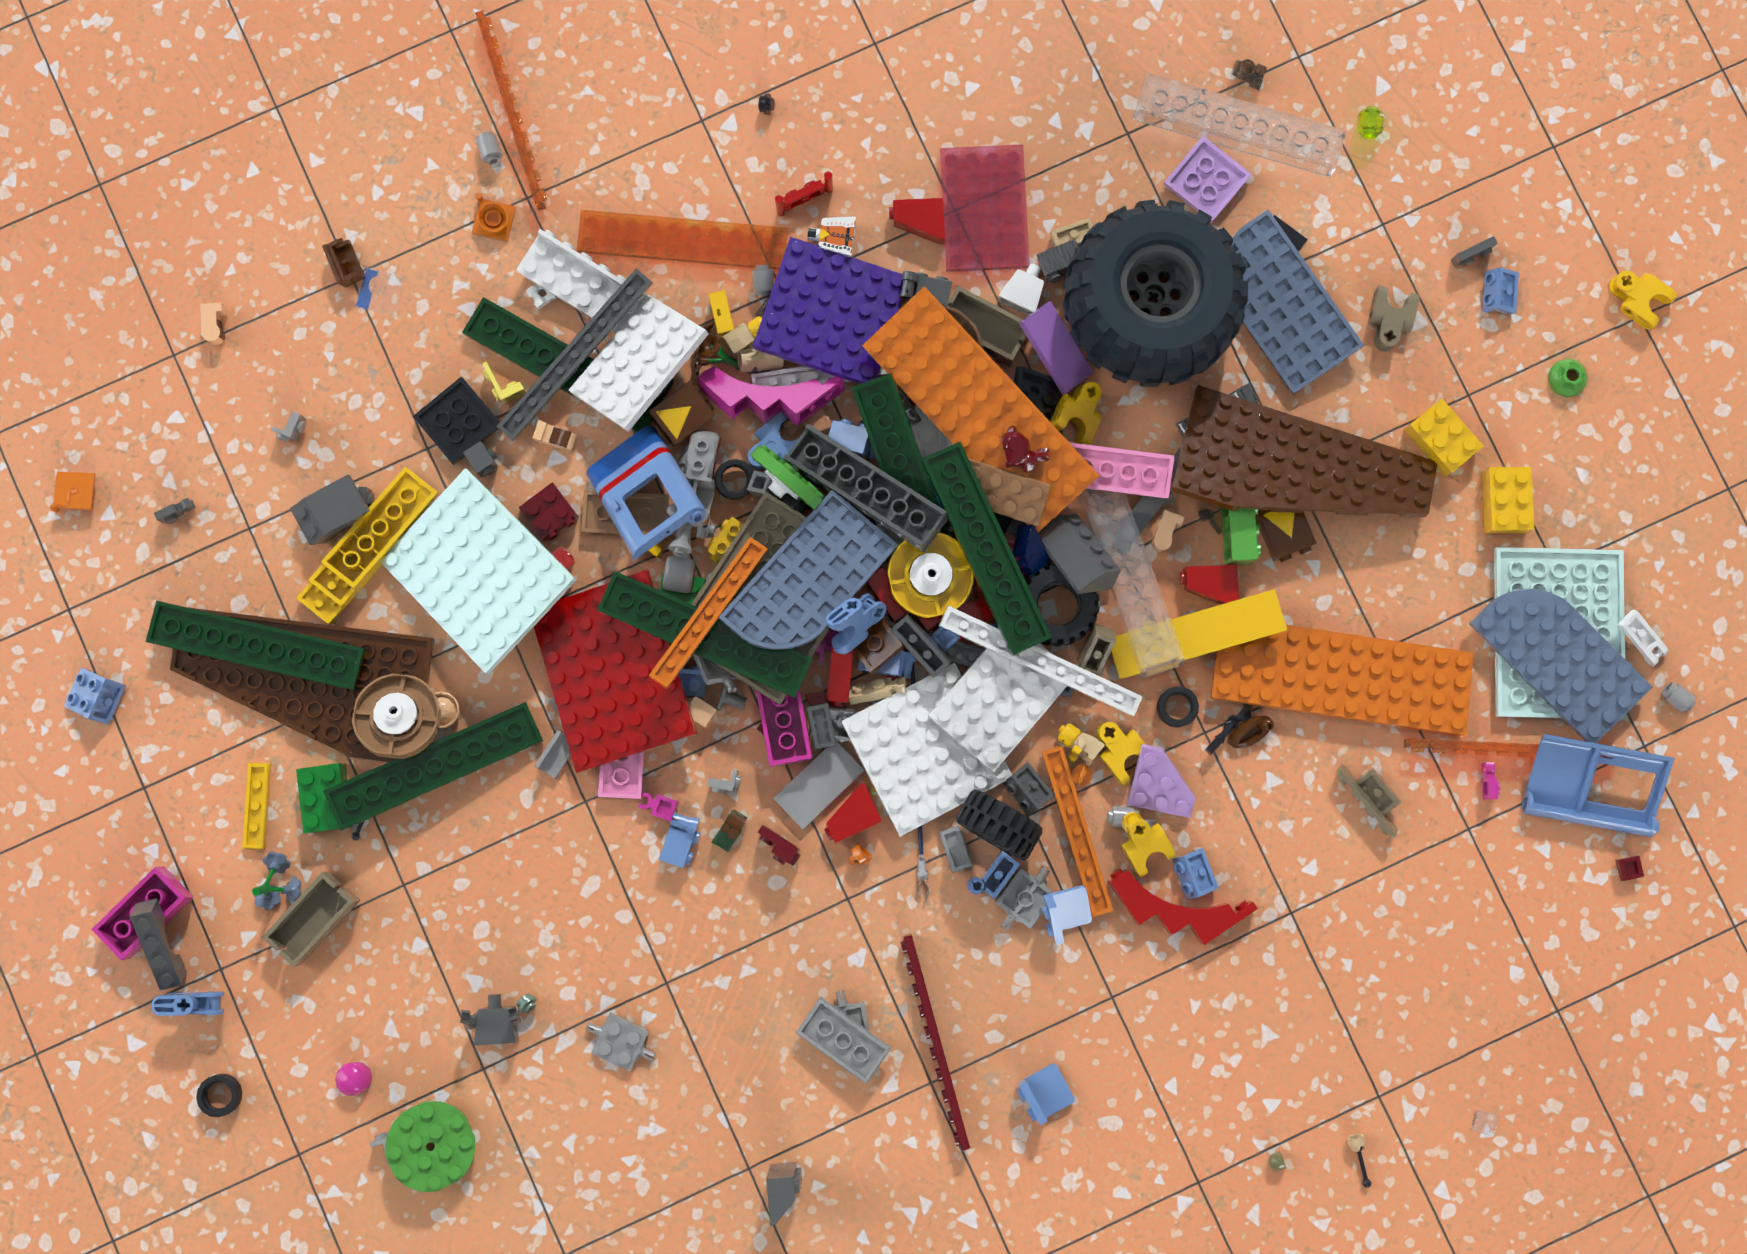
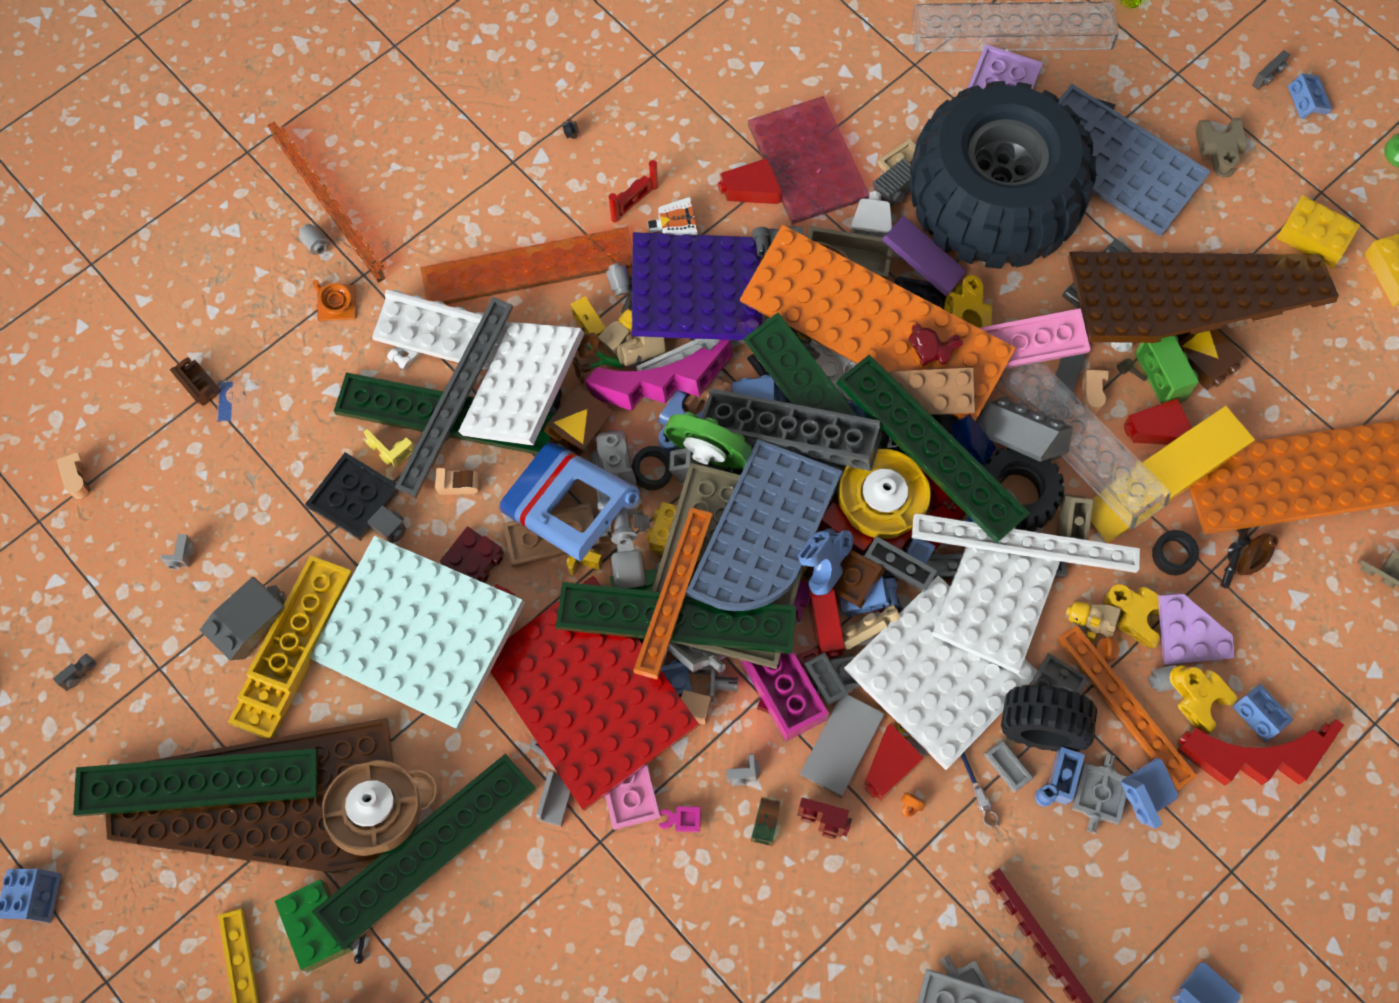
camera: 15 degrees left, 15 degrees down
(679, 840) = (716, 848): medium blue hinge -> none

